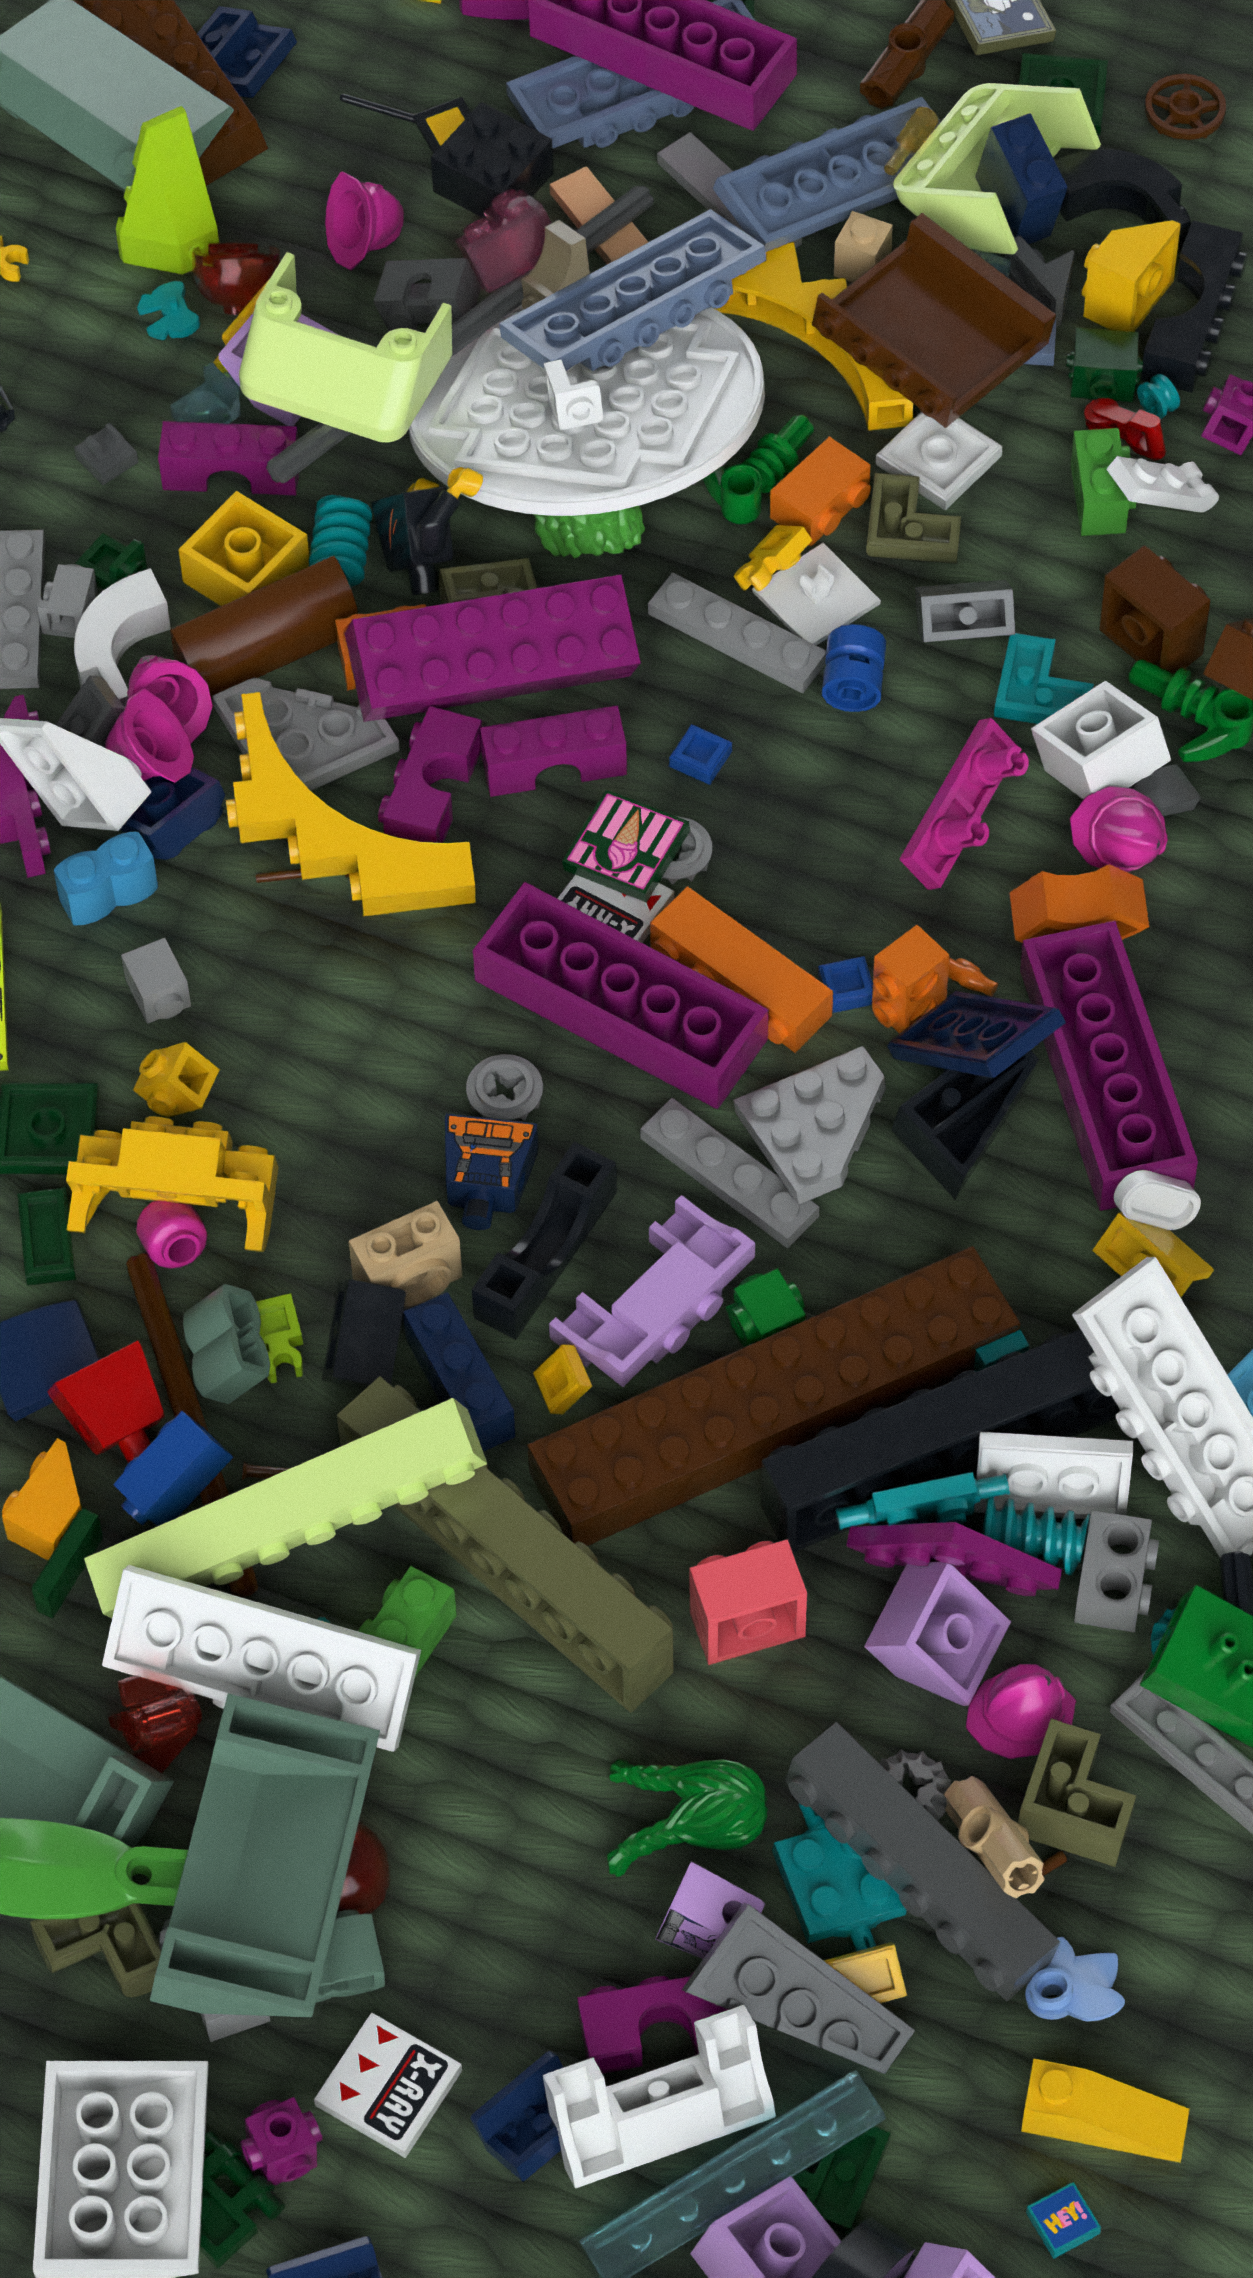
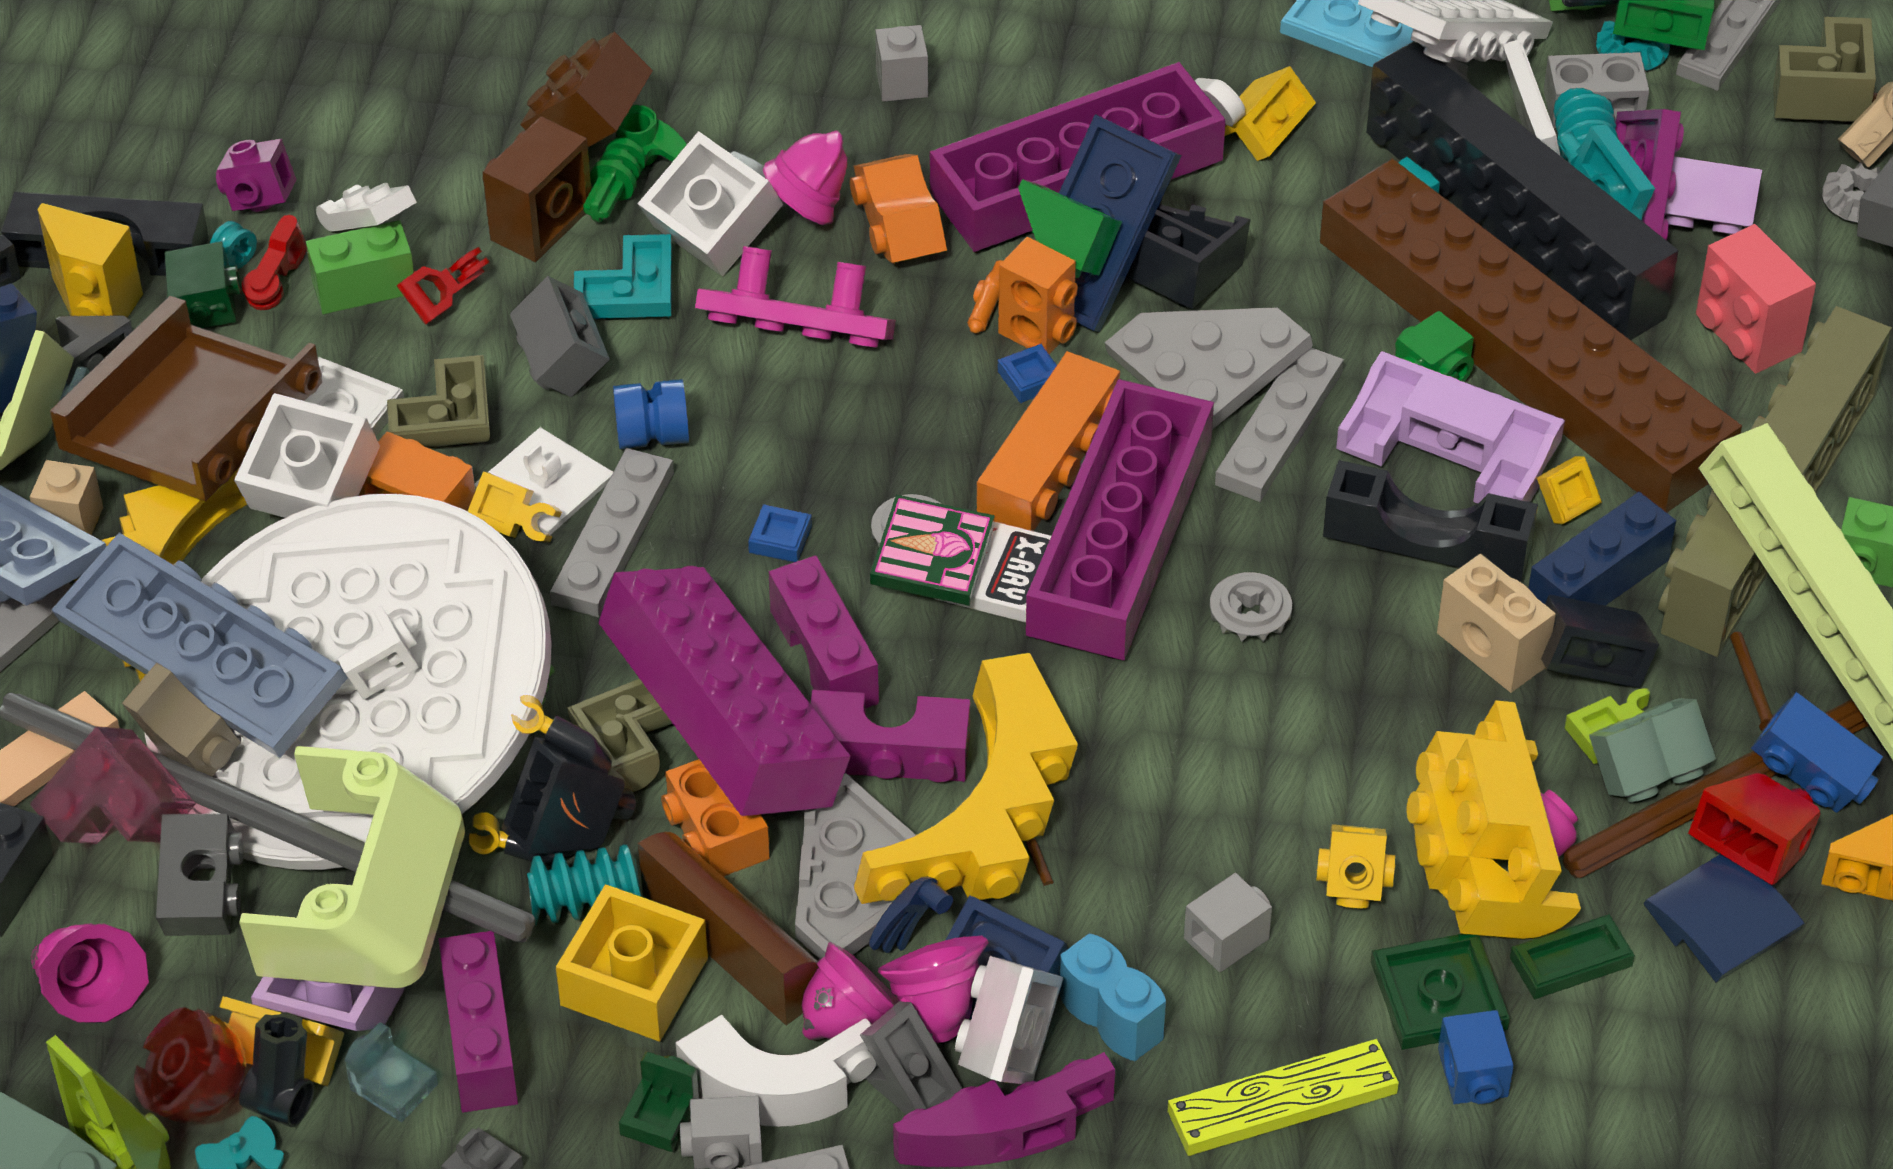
camera: 105 degrees left, 10 degrees down
(214, 314) = (276, 1080): none -> black piece
(225, 750) = (905, 912): none -> dark blue piece
(487, 1165) = (1354, 594): torso -> none
(821, 386) = (305, 457): none -> white brick
(964, 994) = (1069, 226): none -> green slope
(1015, 1709) = (1750, 131): dark pink piece -> none
(1087, 567) = (470, 270): none -> red piece

